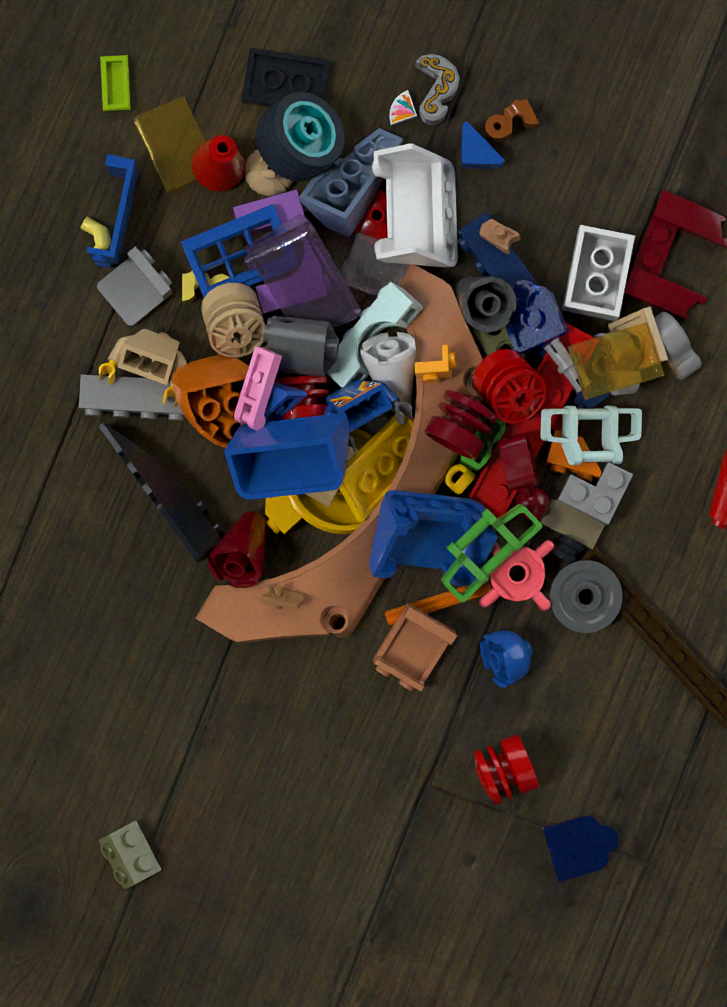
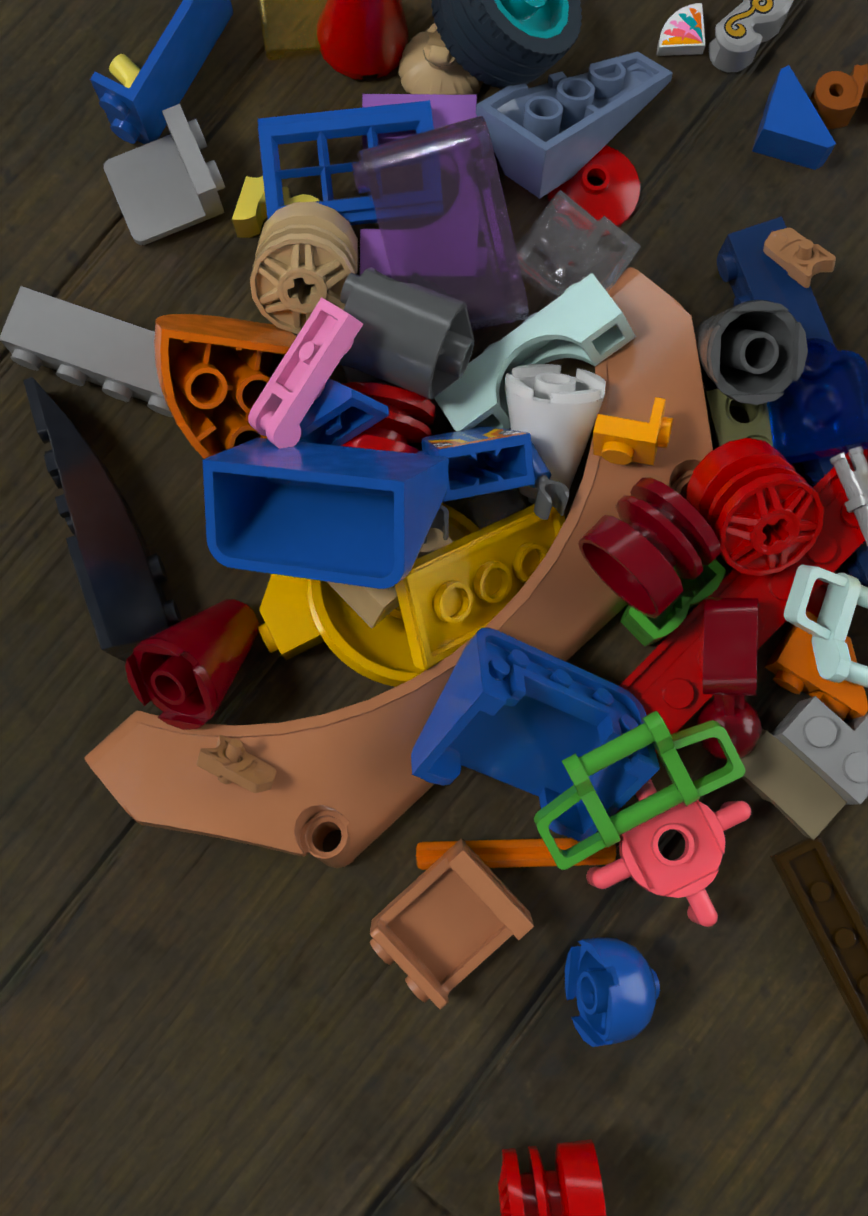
camera: 20 degrees right, 5 degrees down
(146, 355) = (134, 281): tan torso -> none
(418, 207) = (671, 170): white windscreen -> none
(463, 482) = (617, 656): yellow tile -> none
(567, 549) = (769, 828): black wheel -> none
(599, 610) = (809, 943): dark grey gear -> none

